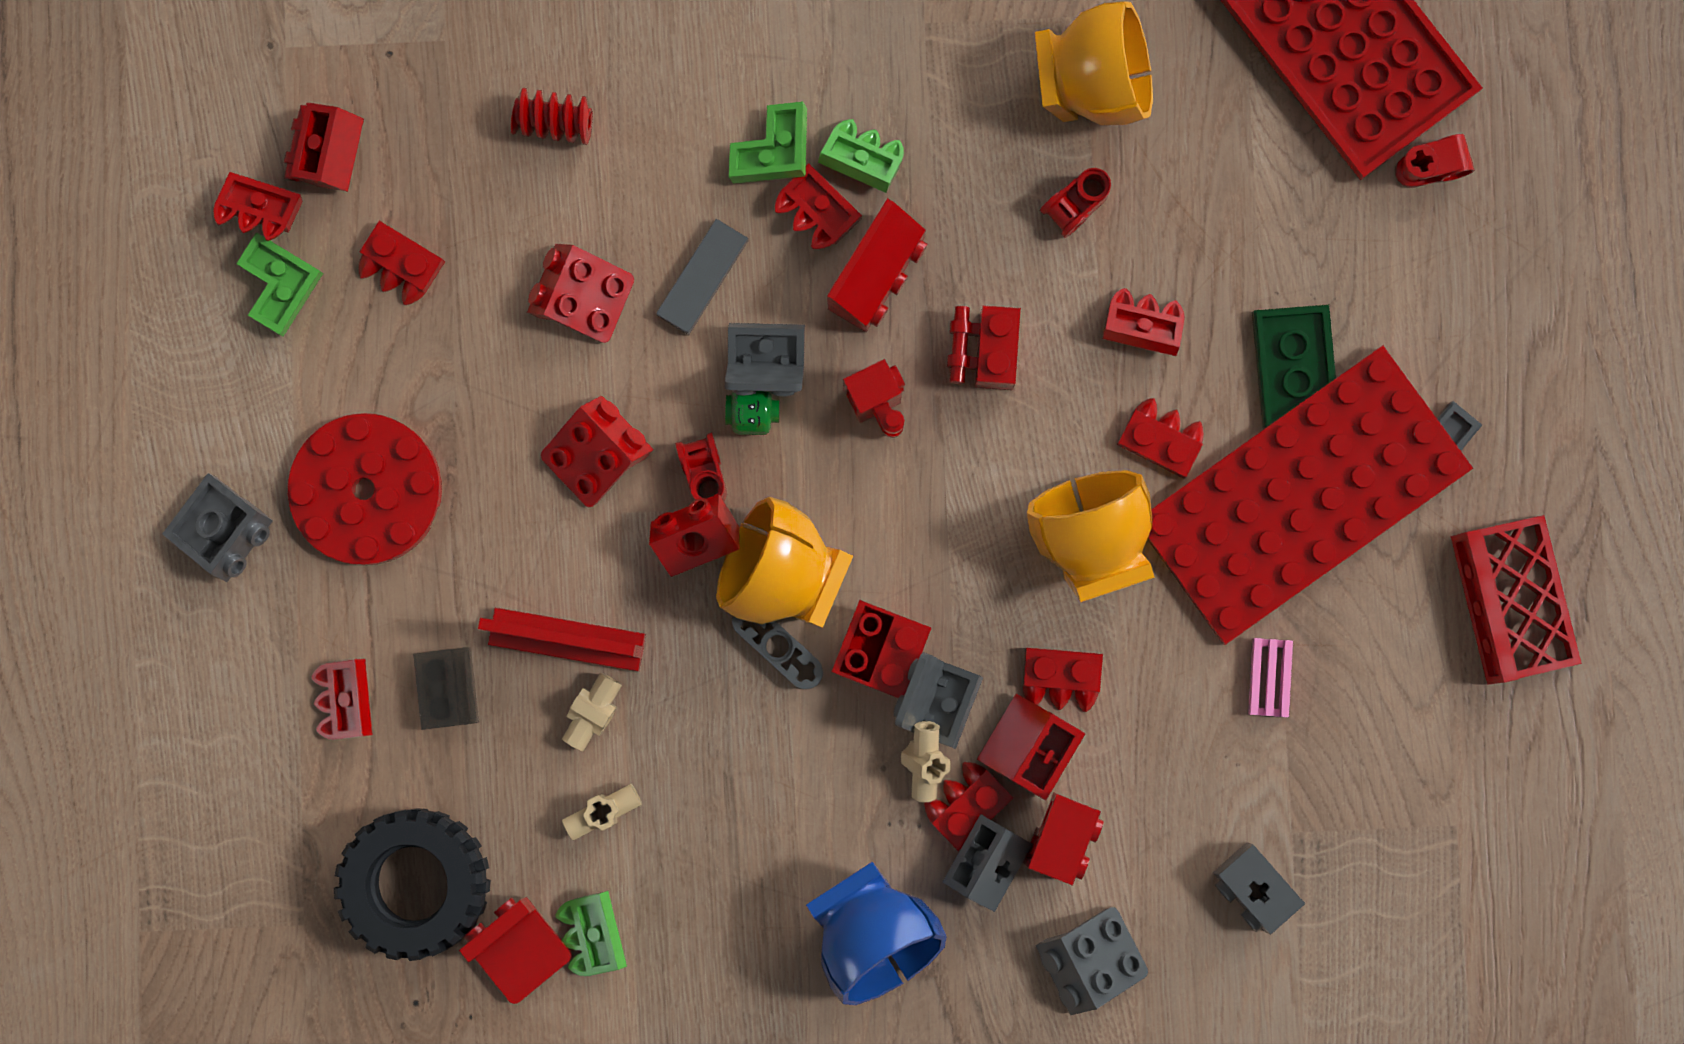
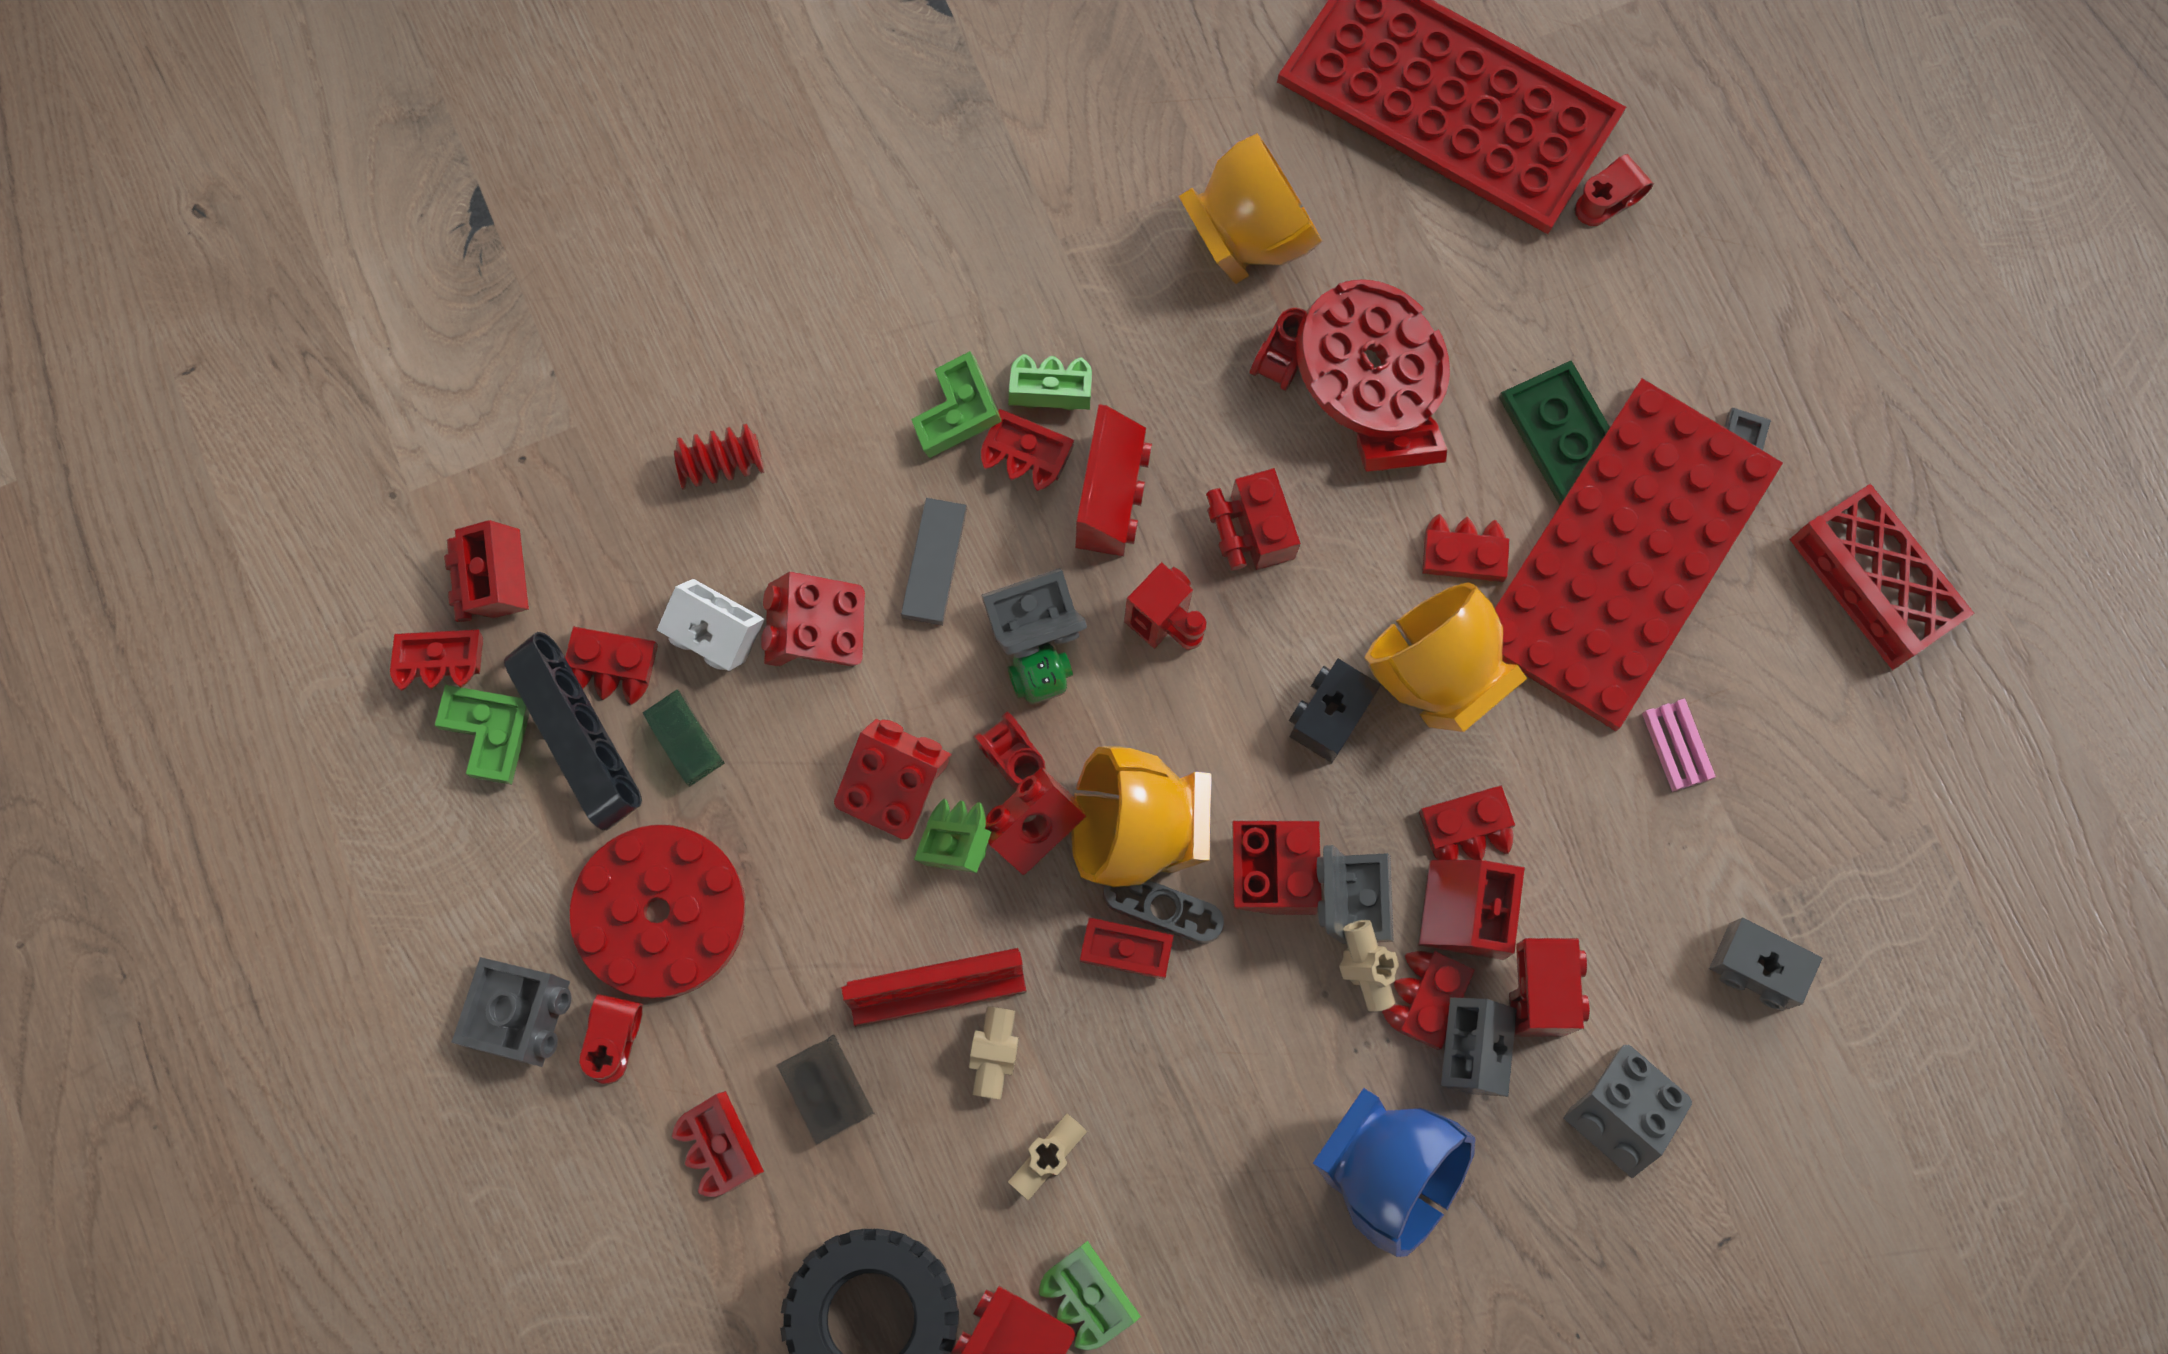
camera: 30 degrees left, 10 degrees down
(290, 575) = (610, 1031): none -> red piece
(346, 311) = (572, 731): none -> black beam
(435, 352) = (683, 738): none -> clear green slope
(492, 263) = (710, 625): none -> white brick
(625, 524) = (954, 838): none -> bright green plate
(733, 668) = (1126, 948): none -> red plate
(1009, 531) = (1351, 693): none -> black brick
(1113, 246) = (1344, 381): none -> plate

